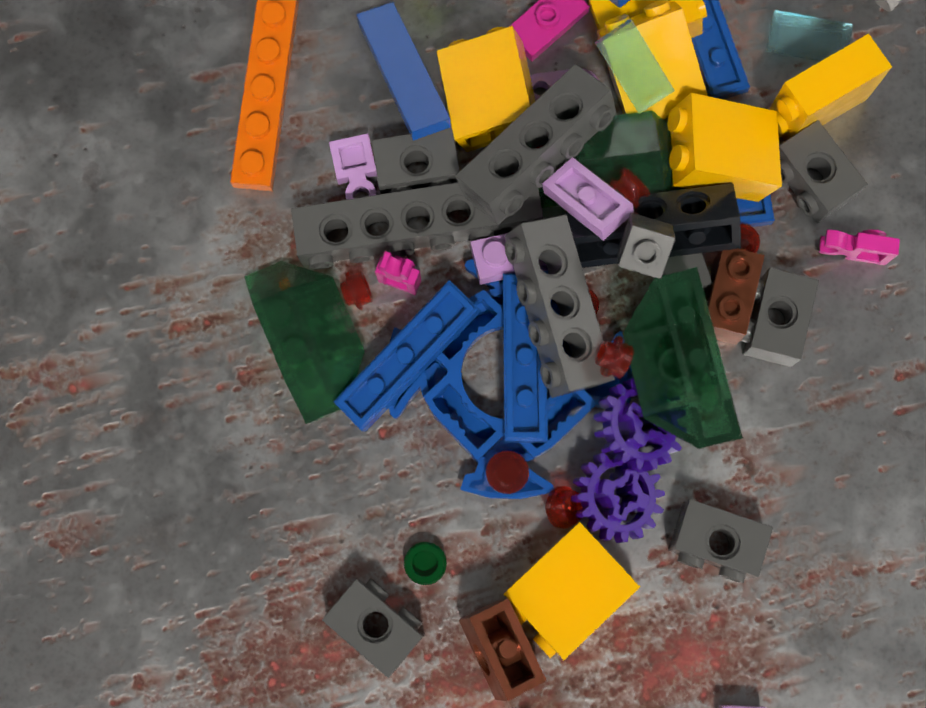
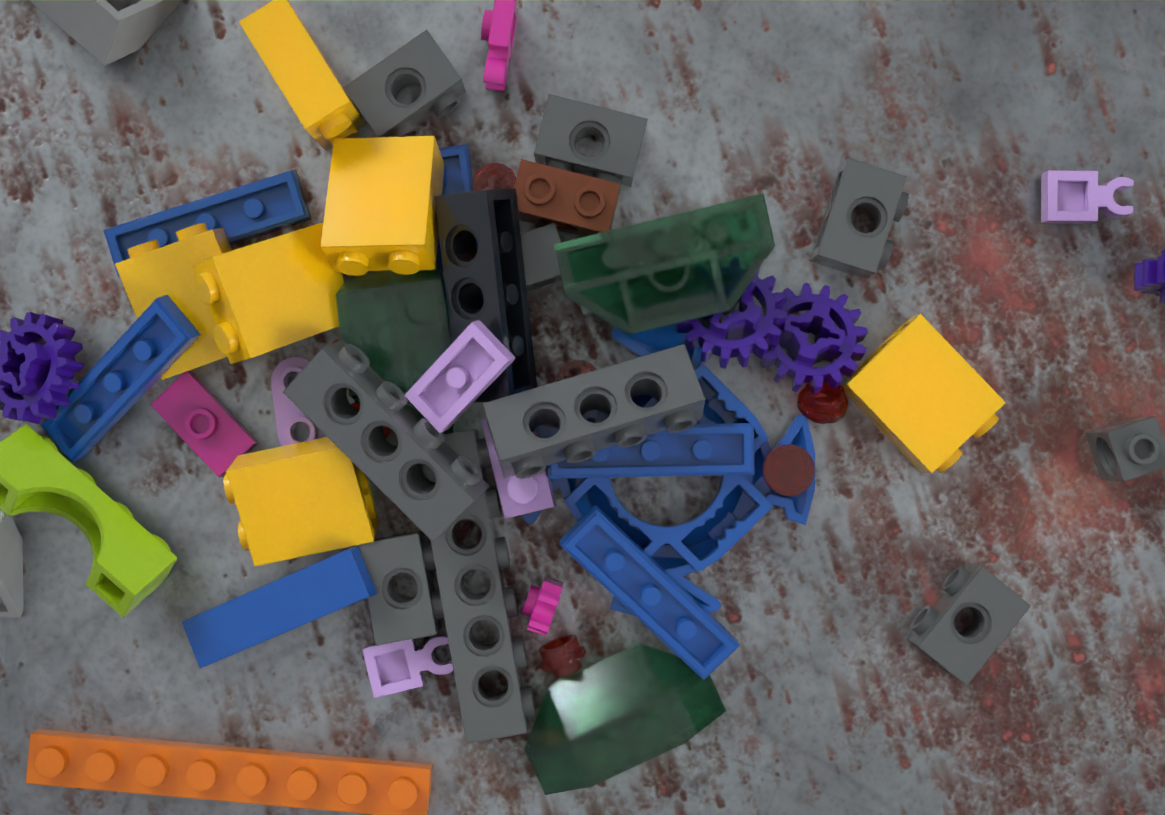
camera: 90 degrees left, 10 degrees up
(425, 563) = (888, 563): dark green tile -> none
(502, 650) = (994, 473): copper brick -> none
(614, 357) = (662, 344): clear red plate -> none
(630, 187) = (445, 324): clear red bush -> none
(634, 66) = (283, 317): clear light blue tile -> none
(645, 245) = (525, 306): brick -> none
(806, 36) = (225, 93): clear light blue tile -> none

